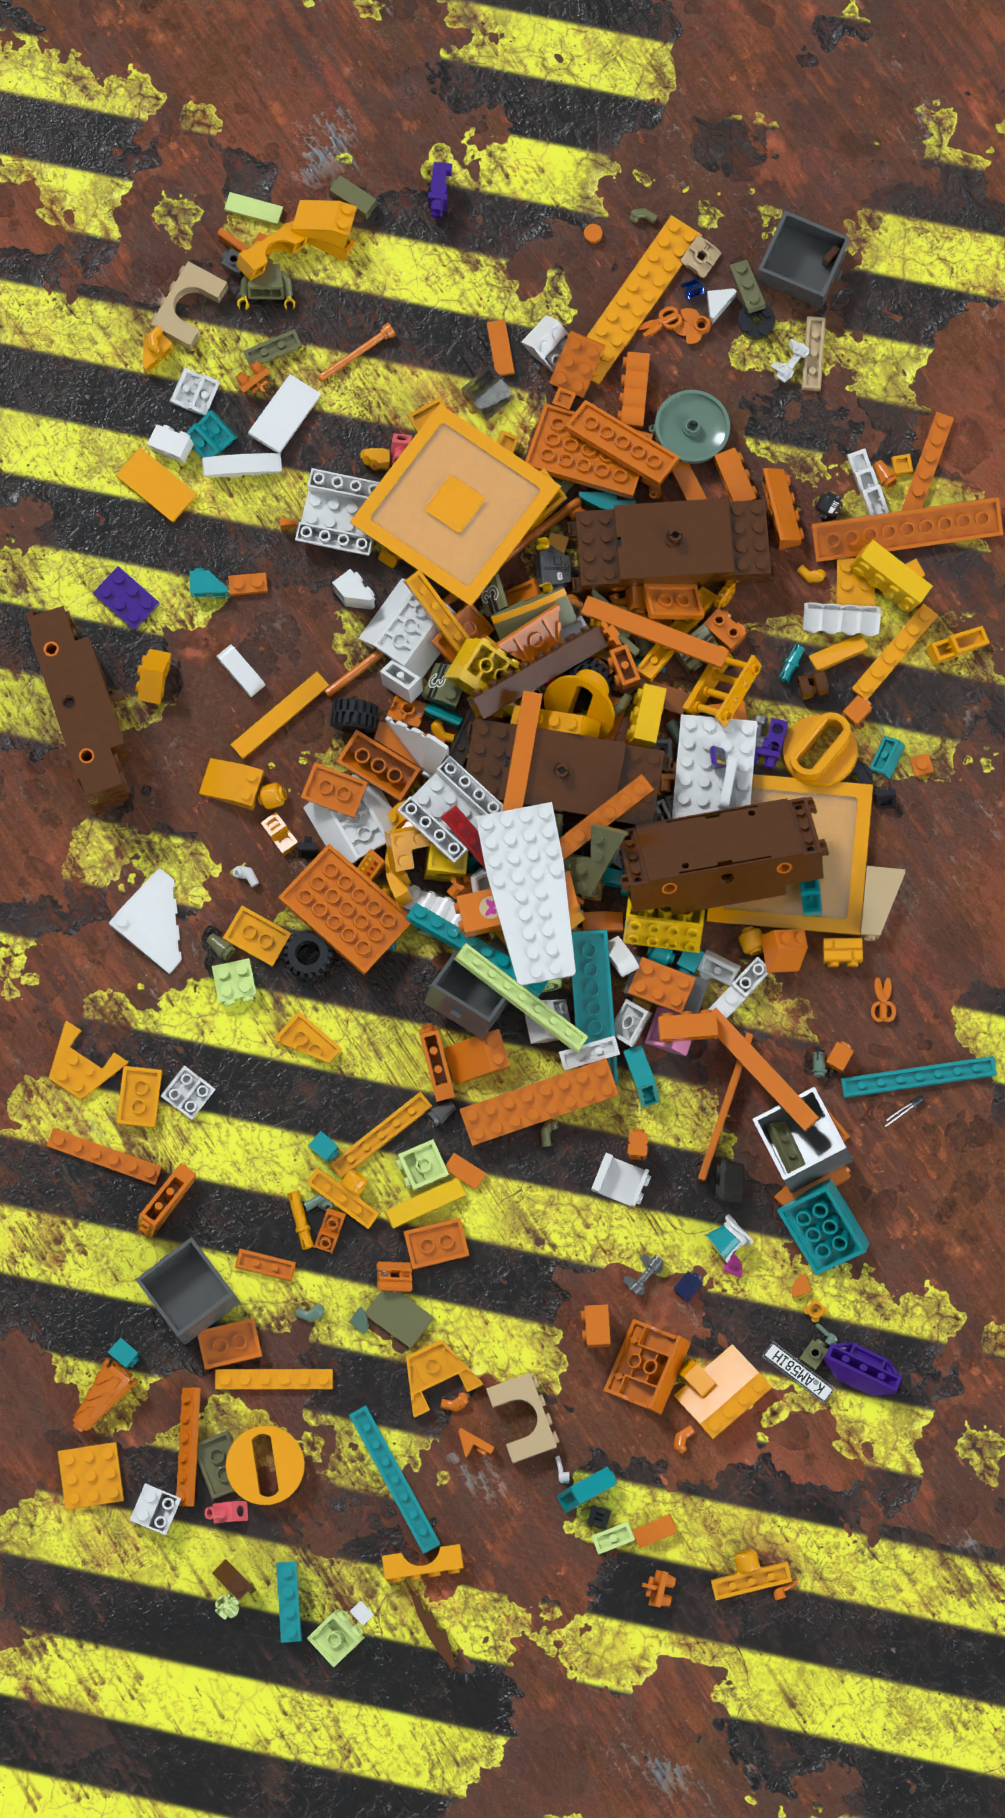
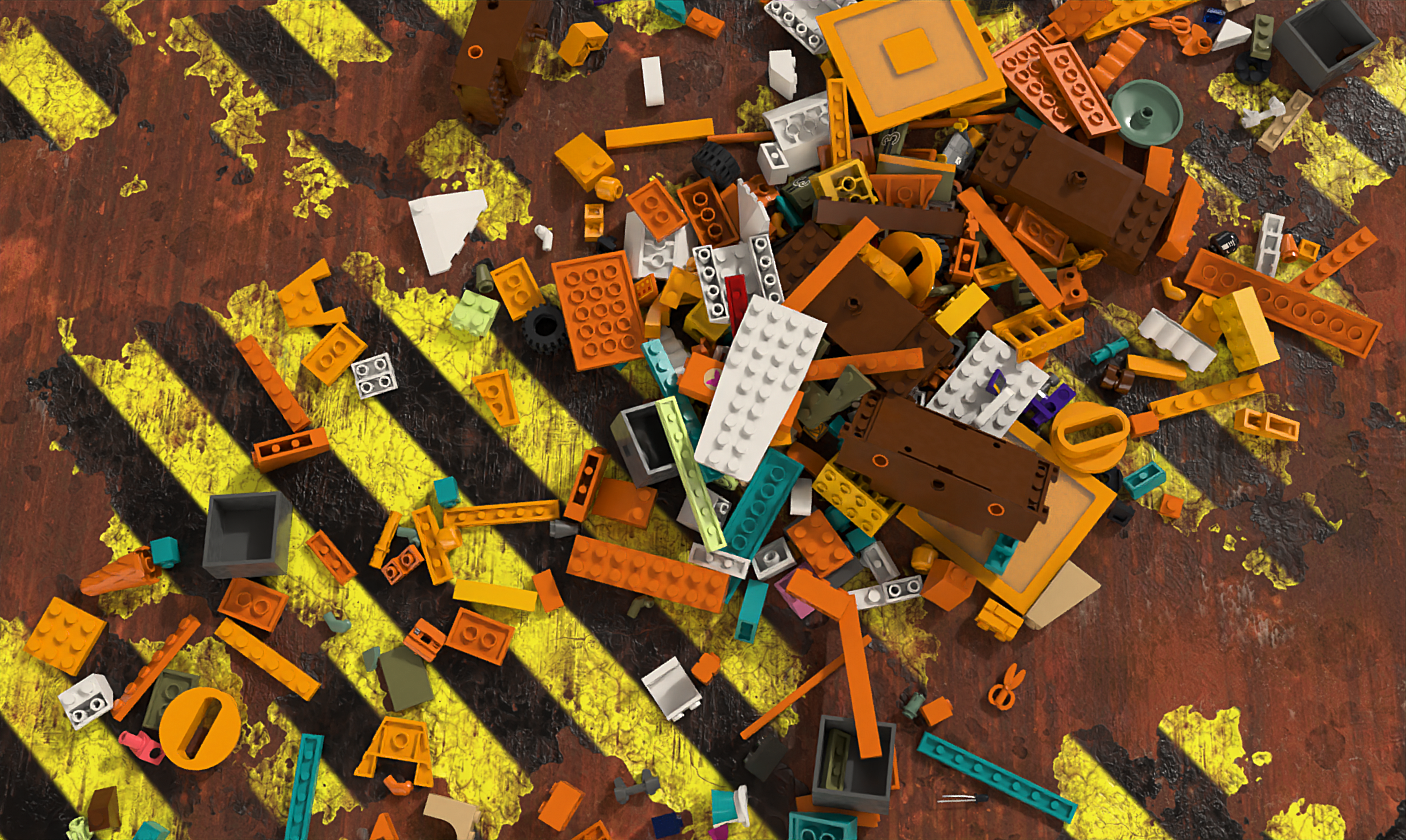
camera: 35 degrees right, 5 degrees down
(421, 1165) = (514, 561): yellowish green plate -> none

